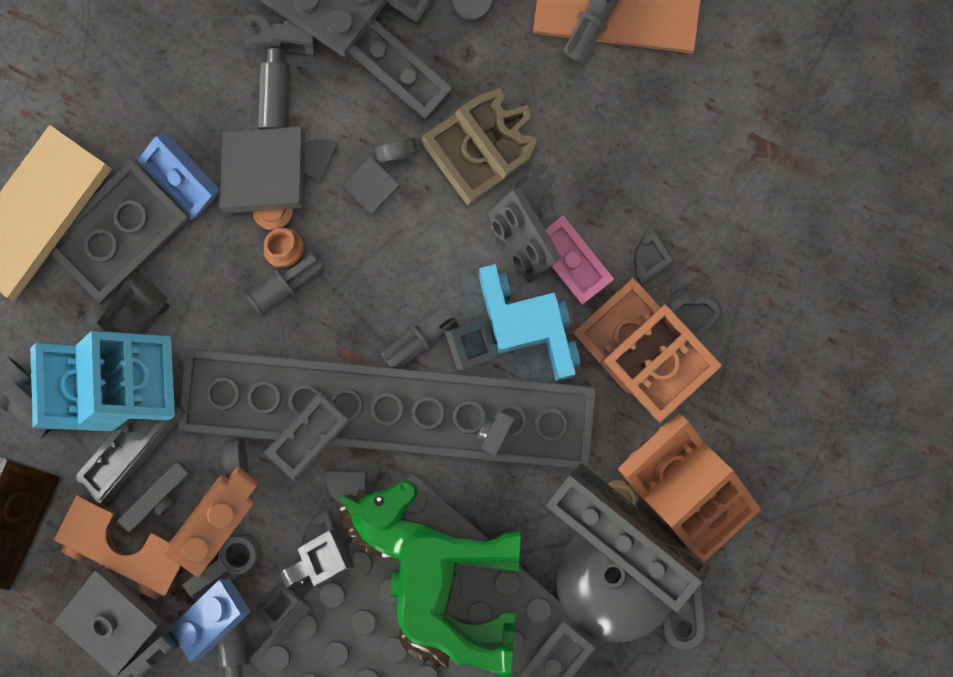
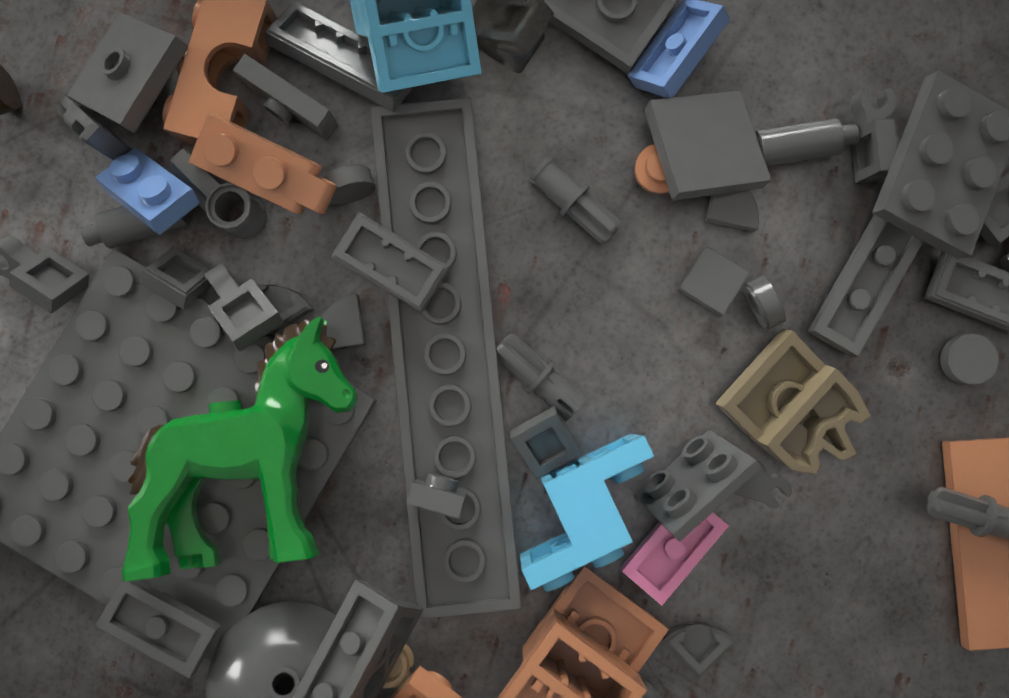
camera: 85 degrees right, 0 degrees up
(283, 247) = (617, 190): nougat plate -> none

